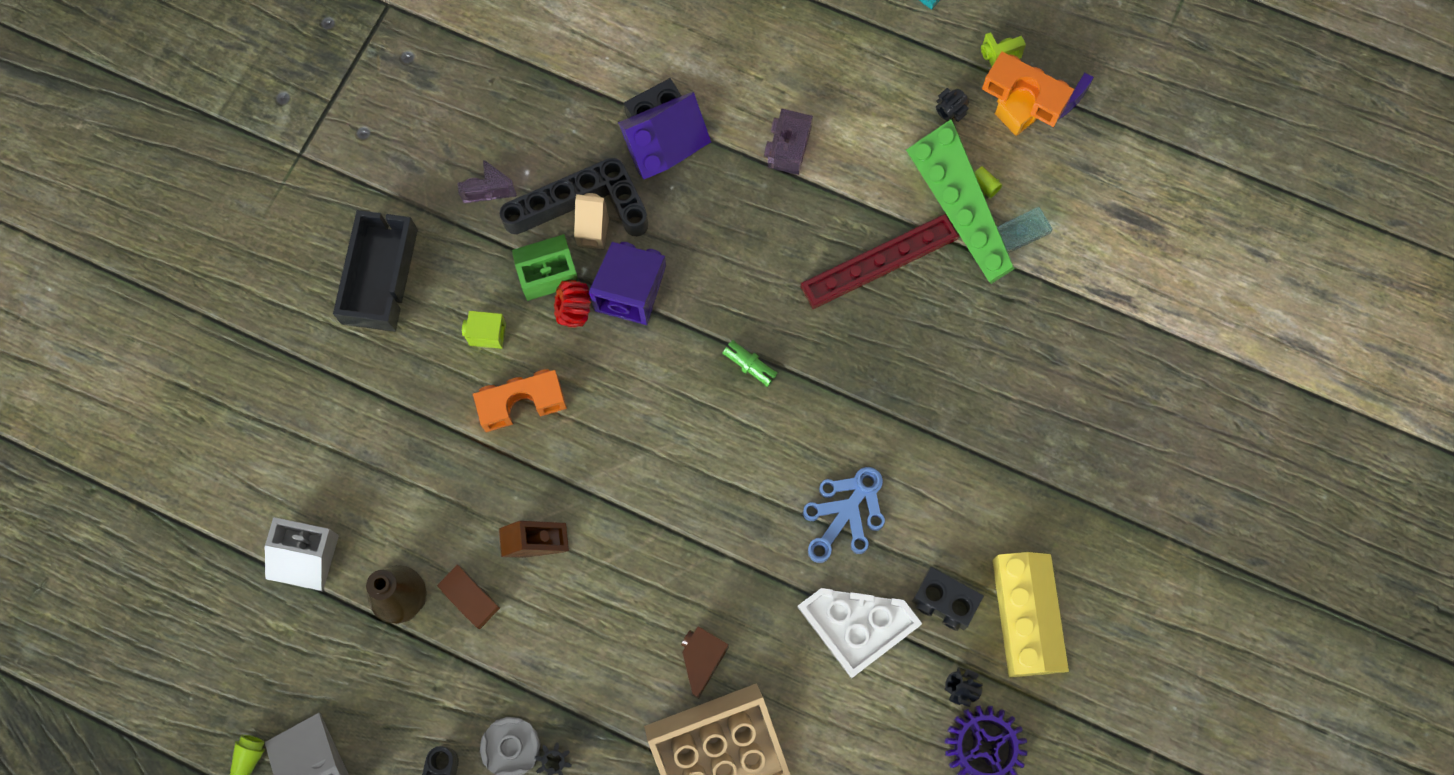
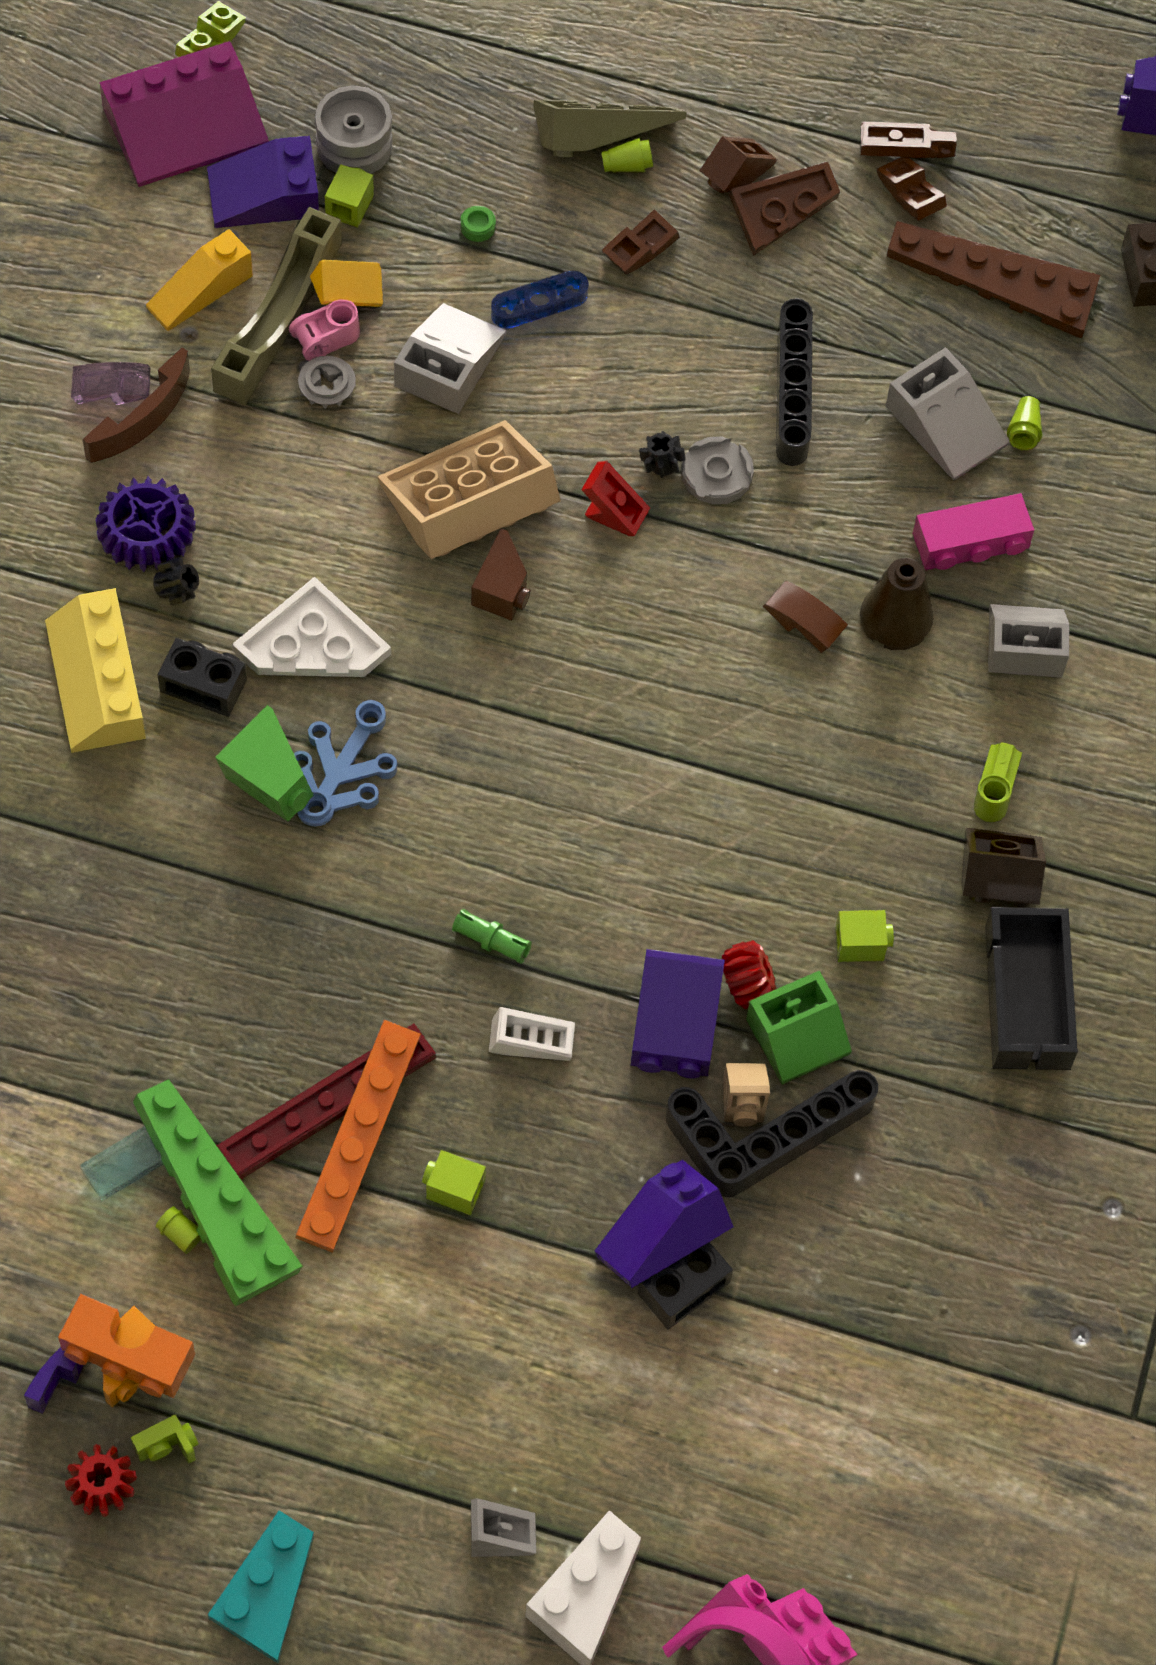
camera: 165 degrees right, 10 degrees down
(316, 654) = (973, 532): none -> dark pink brick
(354, 440) = (997, 782): none -> lime piece
(369, 371) = (1003, 867): none -> dark brown slope
(493, 187) = (897, 1137): clear purple slope -> none
(495, 402) = (767, 867): orange arch -> none
(533, 539) = (738, 686): reddish brown slope -> none
(599, 719) = (614, 500): none -> red slope
(741, 300) = (530, 1048): none -> white slope
(792, 127) = (475, 1231): clear purple brick -> none
(798, 189) = (454, 1182): none -> lime brick
(859, 230) = (358, 1136): none -> orange plate
(901, 509) = (266, 767): none -> bright green slope
(952, 104) = (237, 1338): black gear -> none
(1044, 31) = (85, 1478): none -> red gear

